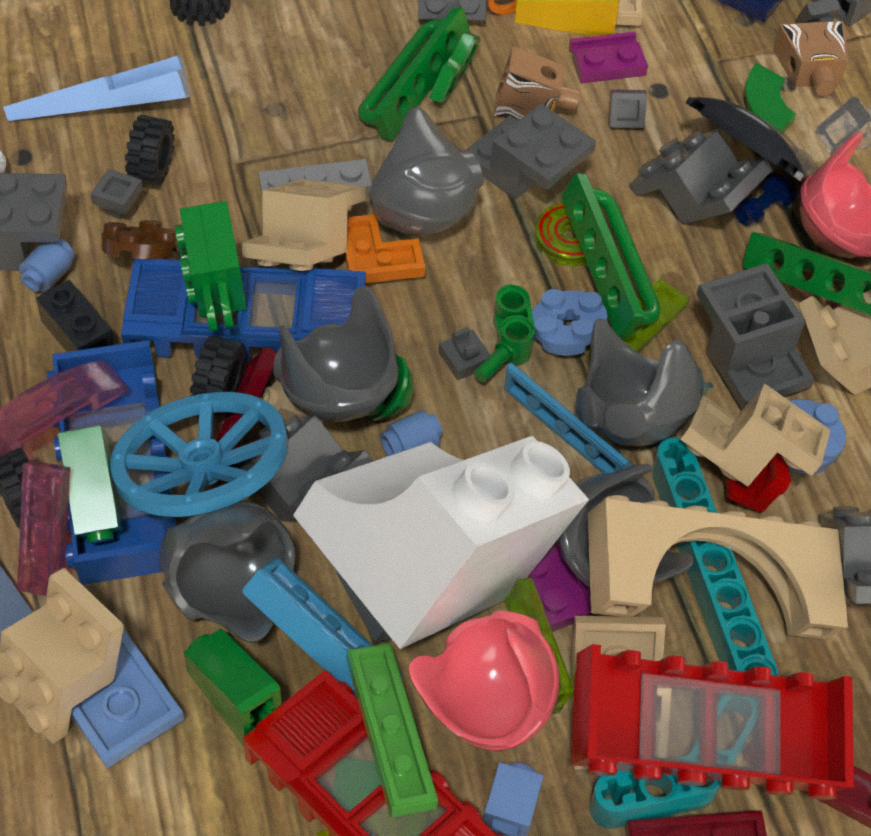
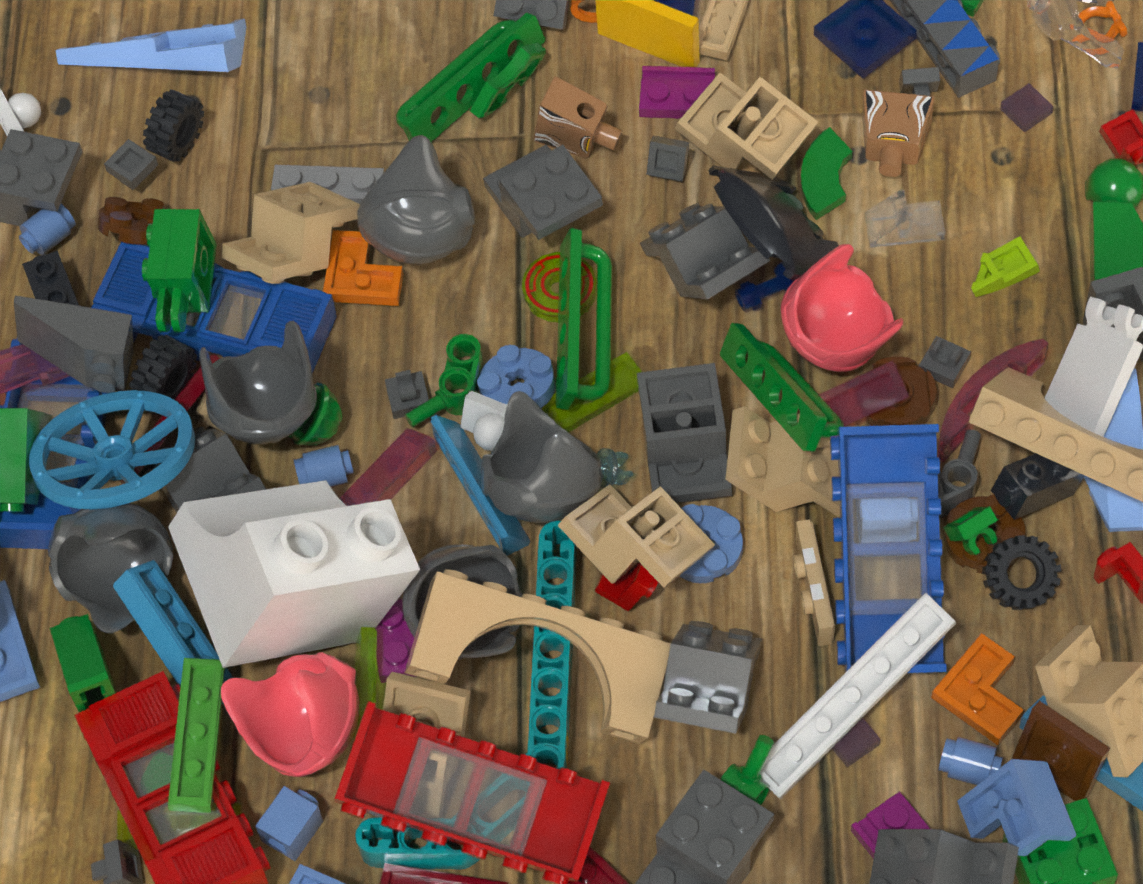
camera: 25 degrees right, 5 degrees up
(128, 351) = (79, 340): none -> dark grey slope
(479, 421) = (391, 469): none -> clear pink slope
(560, 360) = (484, 419): none -> white tile
(701, 63) = (746, 125): none -> tan bracket

